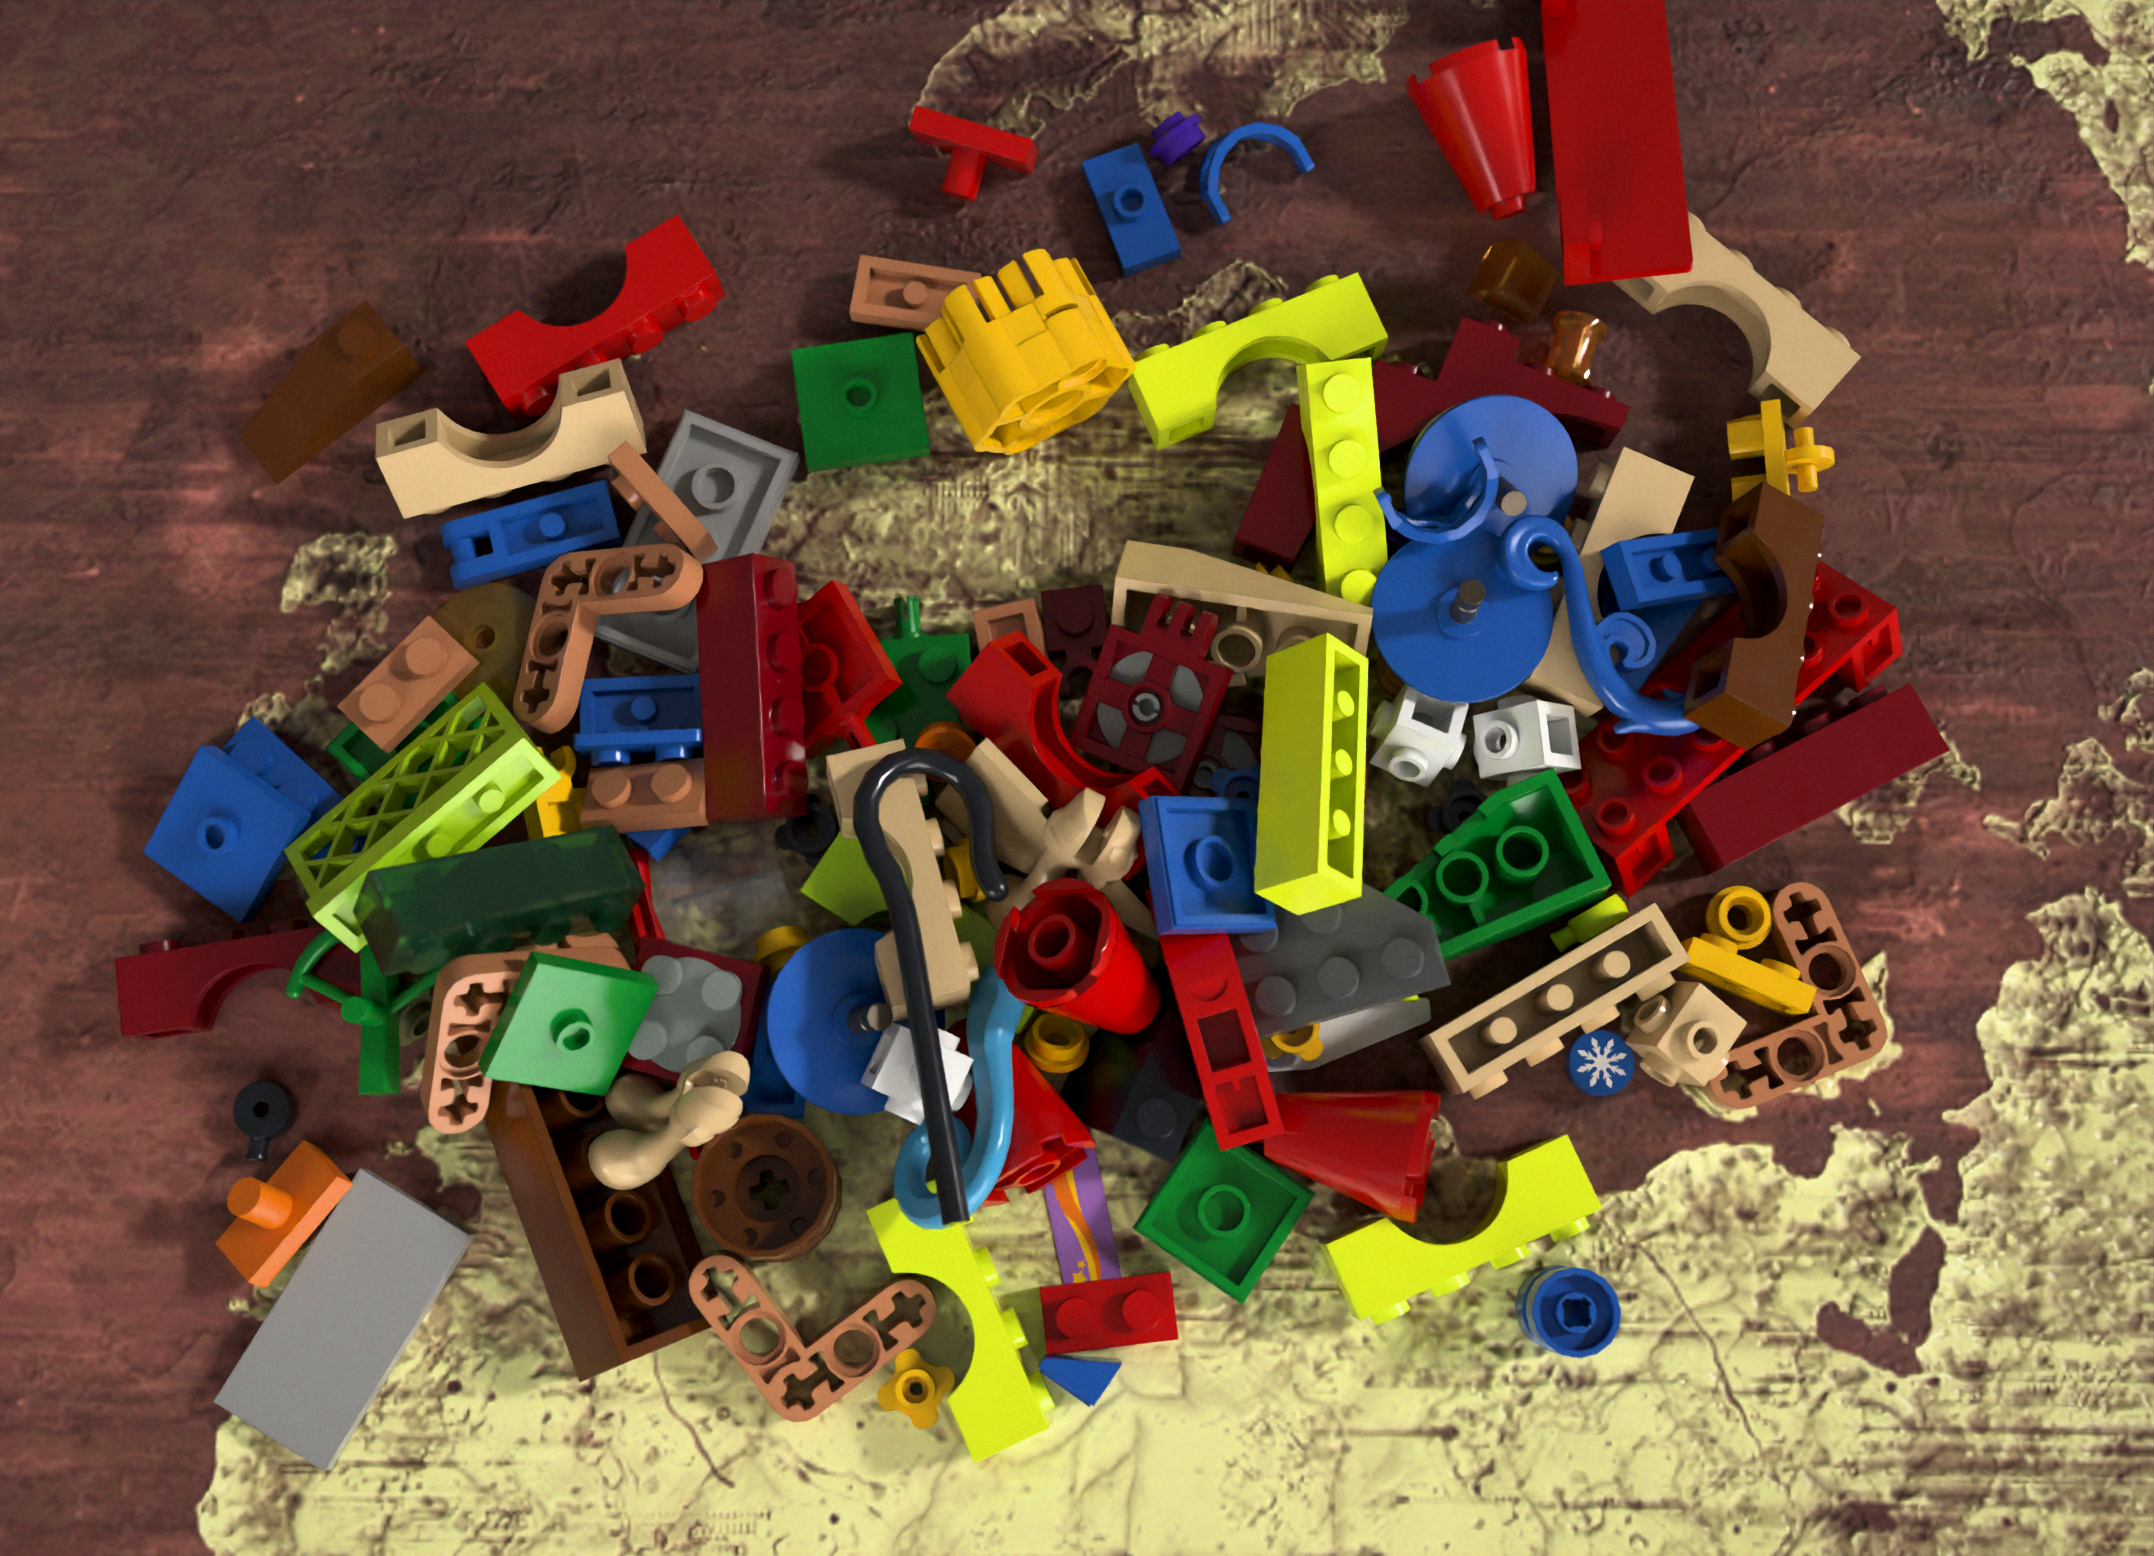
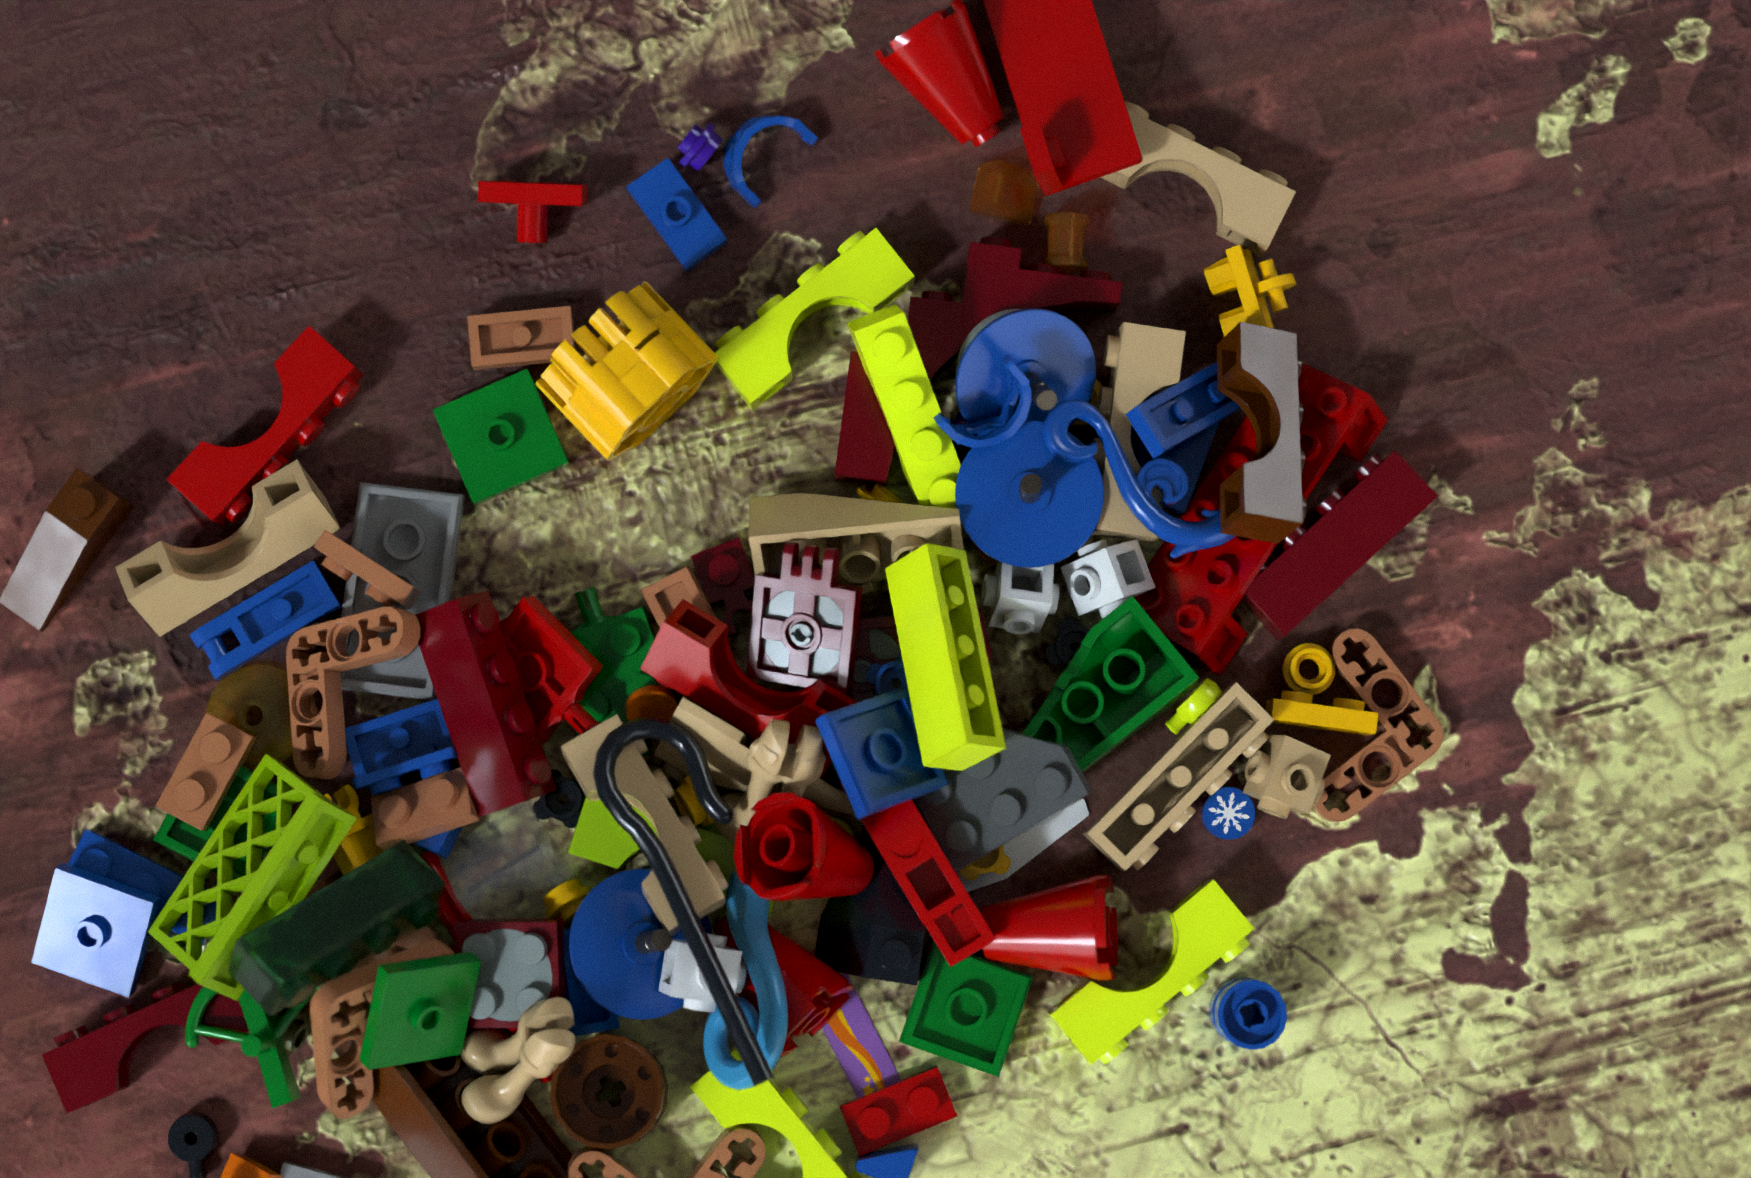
camera: 20 degrees left, 5 degrees up
(1056, 1043) = (793, 926): yellow plate -> none

